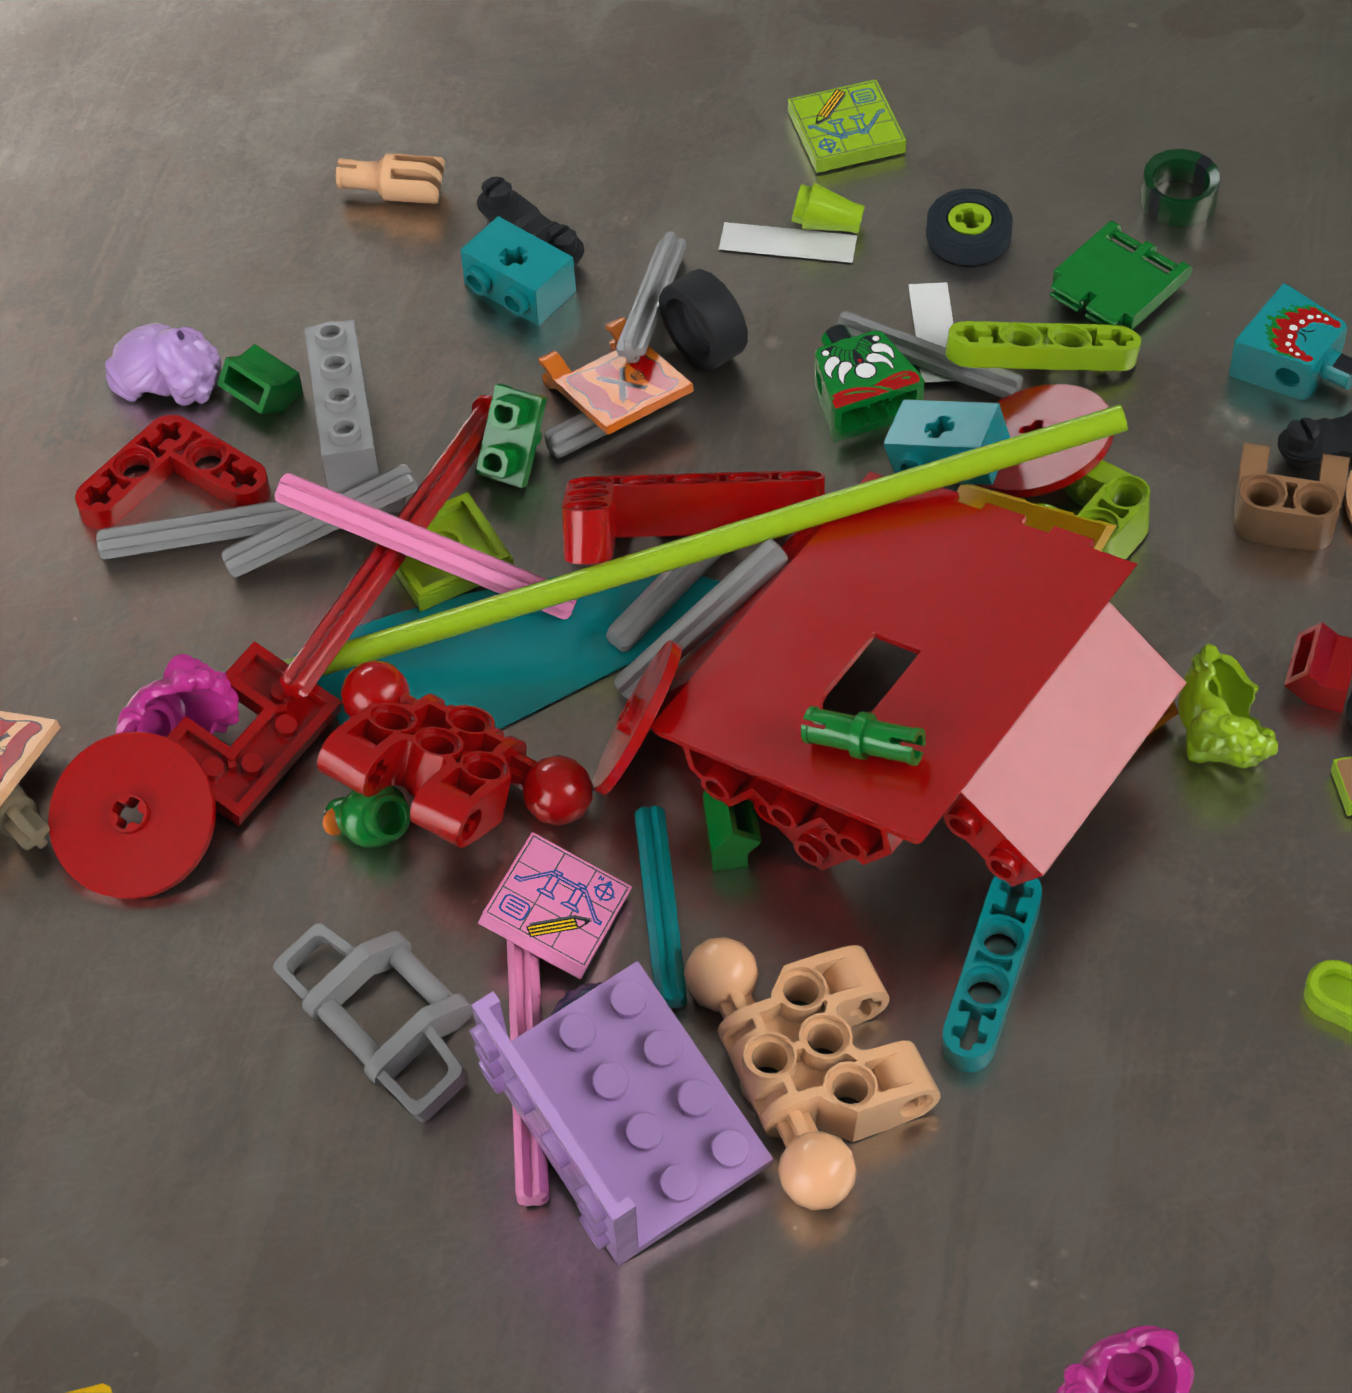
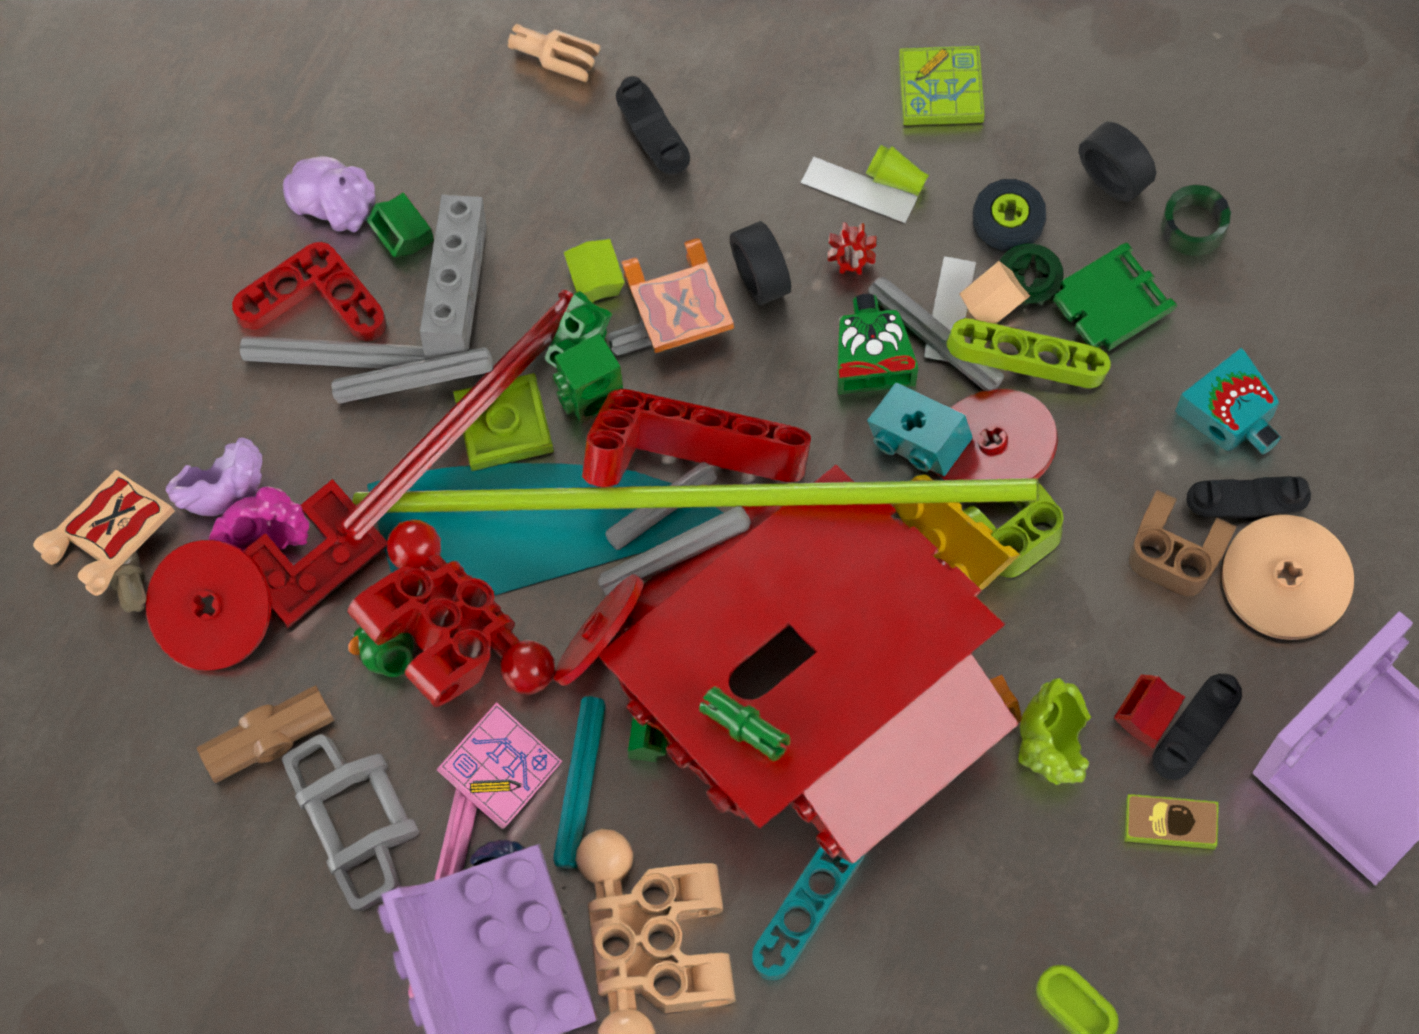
camera: 15 degrees right, 15 degrees up
(102, 693) = (226, 482): none -> lavender hair
(243, 943) = (265, 734): none -> medium nougat piece
(408, 538) = (473, 421): bright pink axle -> none
(507, 364) = (595, 269): none -> lime piece
(518, 271) = (629, 171): teal brick -> none
(534, 470) = (586, 377): none -> green brick
(645, 309) = (731, 220): light grey axle -> none
(816, 291) = (861, 244): none -> red gear
(983, 294) = (994, 294): none -> light nougat piece
(1028, 265) = (1046, 267): none -> dark green gear
(1086, 122) = (1117, 161): none -> black tyre

